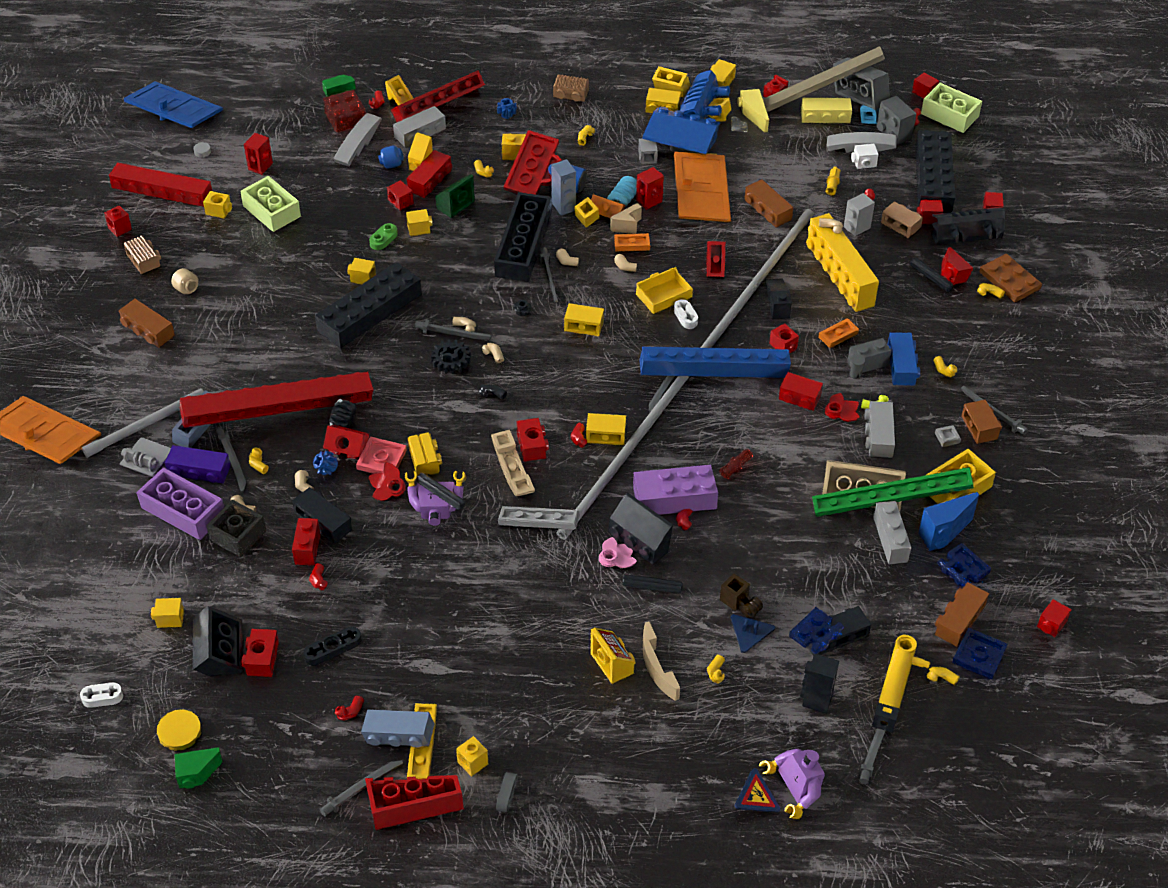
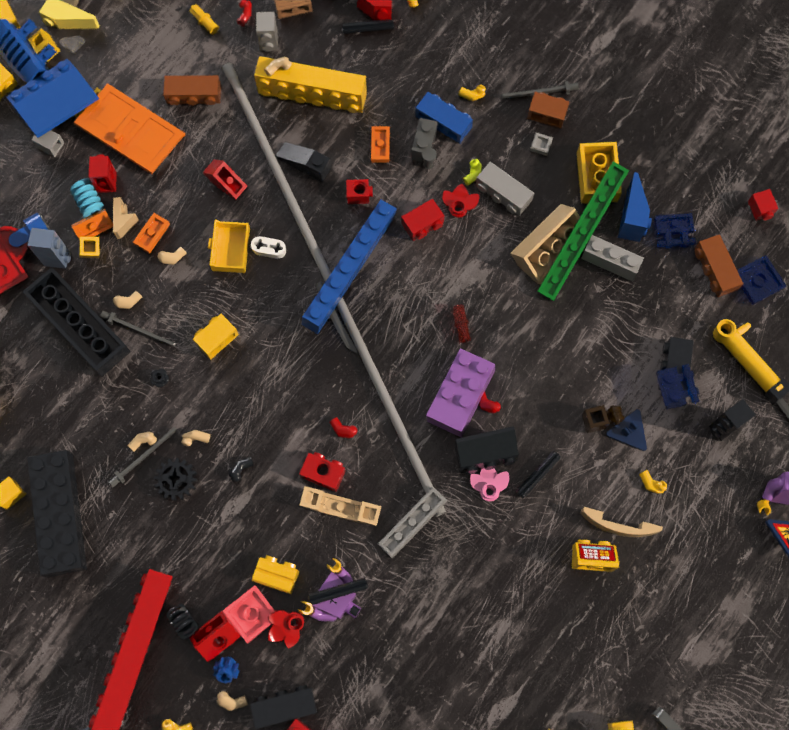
camera: 55 degrees left, 25 degrees up
(606, 429) = (353, 402): yellow brick -> none
(943, 672) = (758, 319): yellow arm -> none

